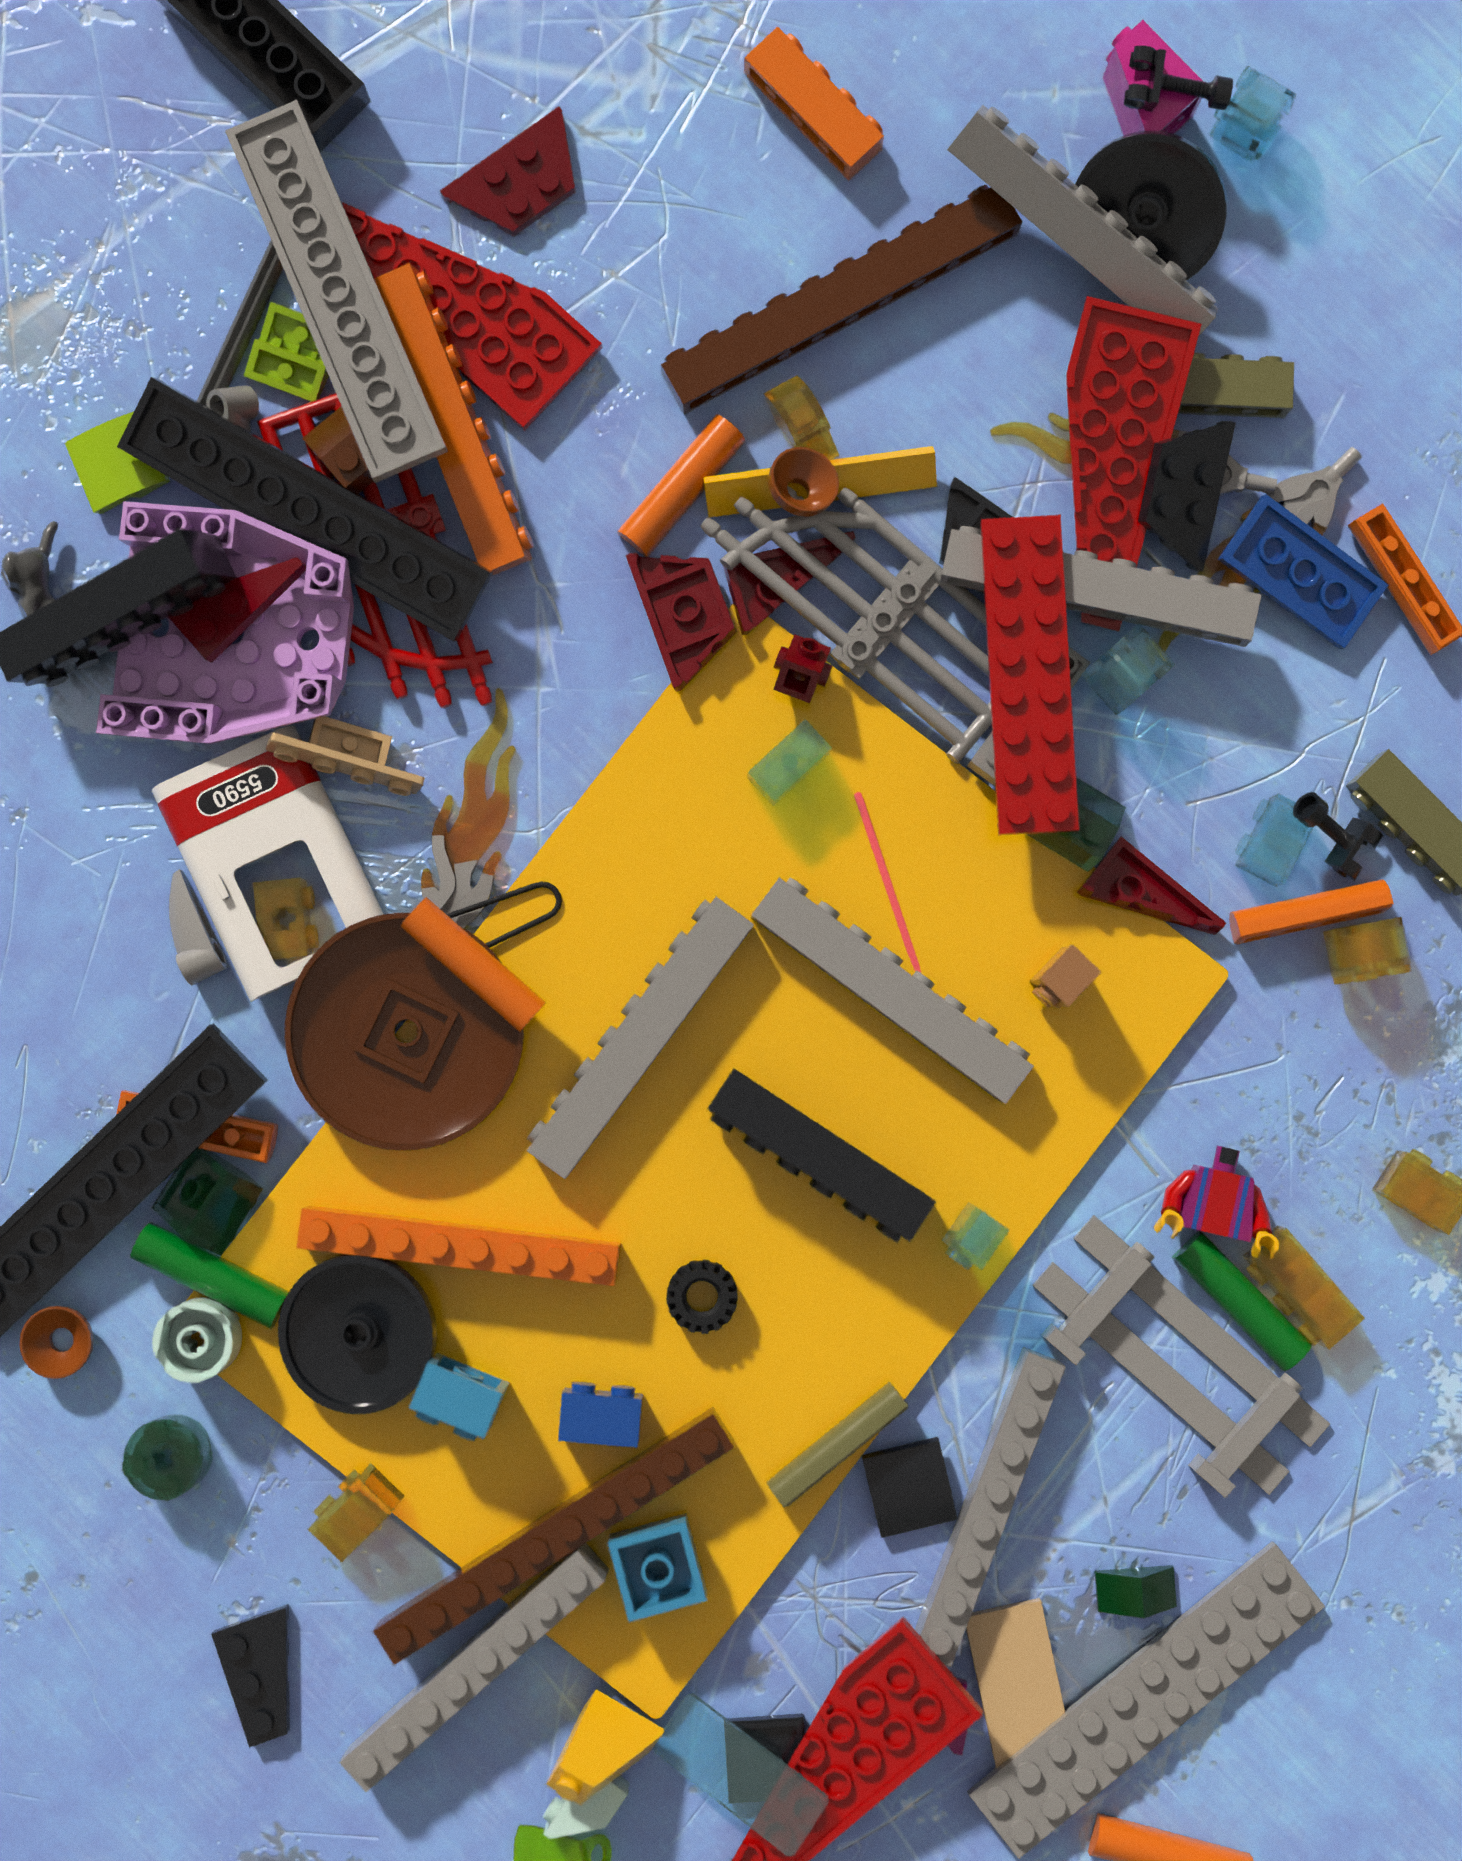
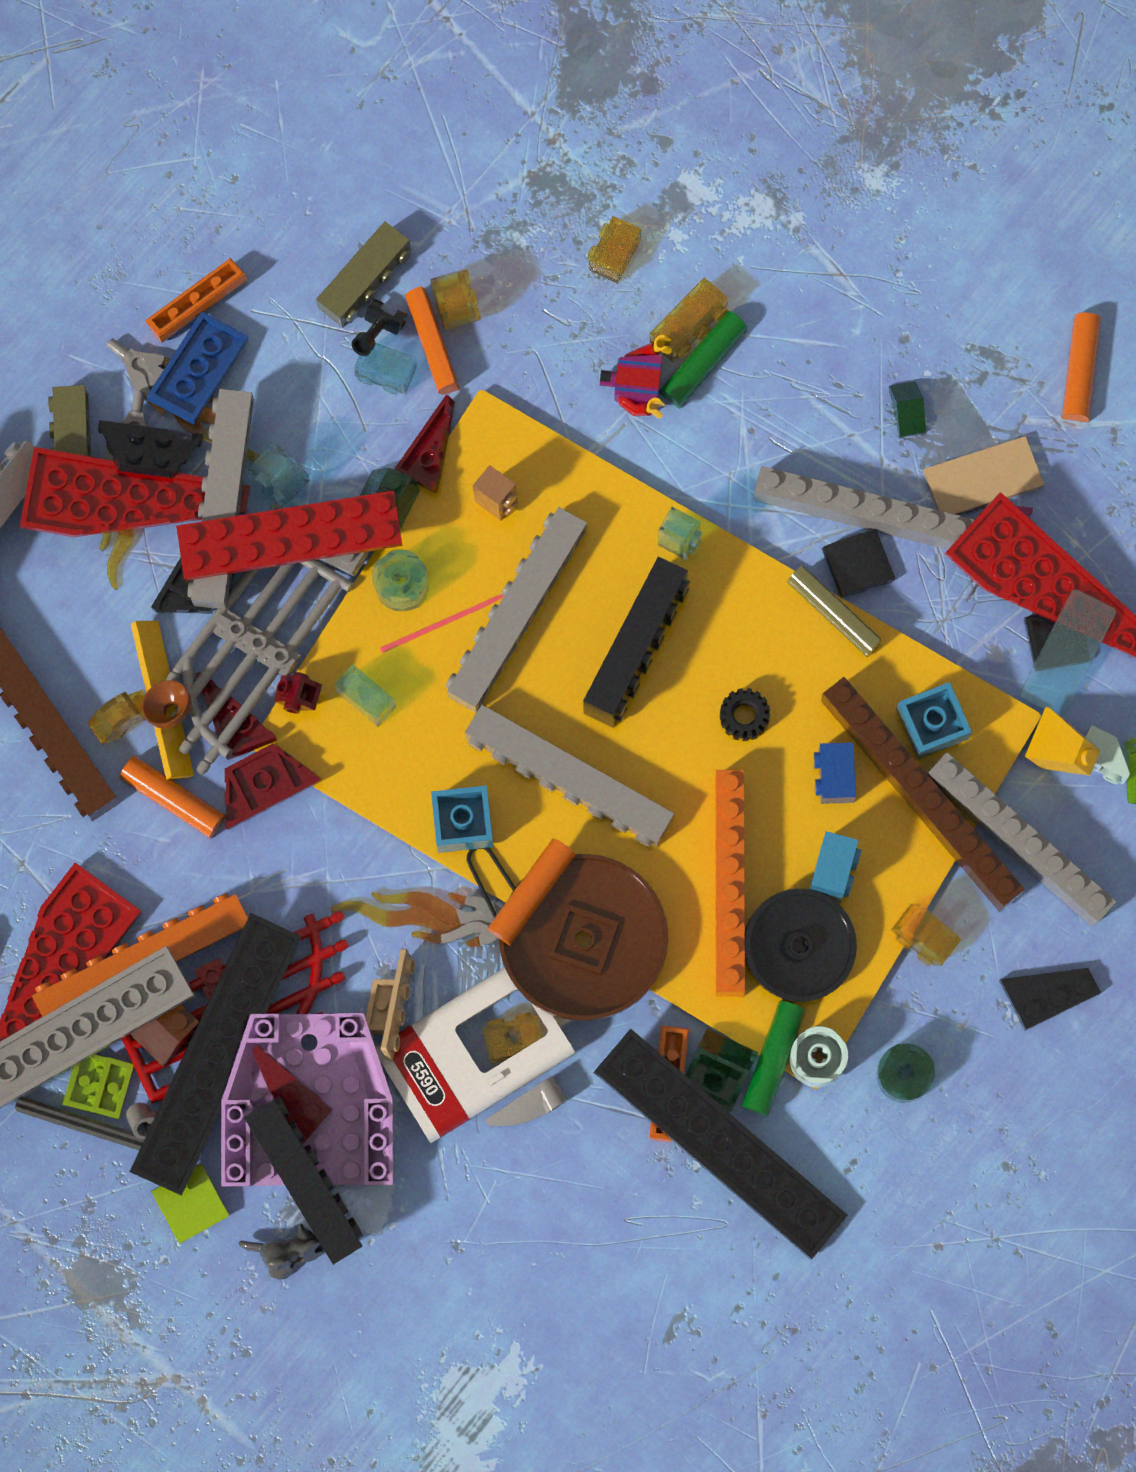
camera: 90 degrees left, 10 degrees down
(37, 1343) = (845, 1152): dark orange piece -> none
(592, 880) = (462, 819): none -> dark azure brick
(969, 817) = (389, 570): none -> clear light blue brick
(1090, 1316) = (727, 456): light grey fence -> none
(1146, 1699) = (980, 394): light grey plate -> none

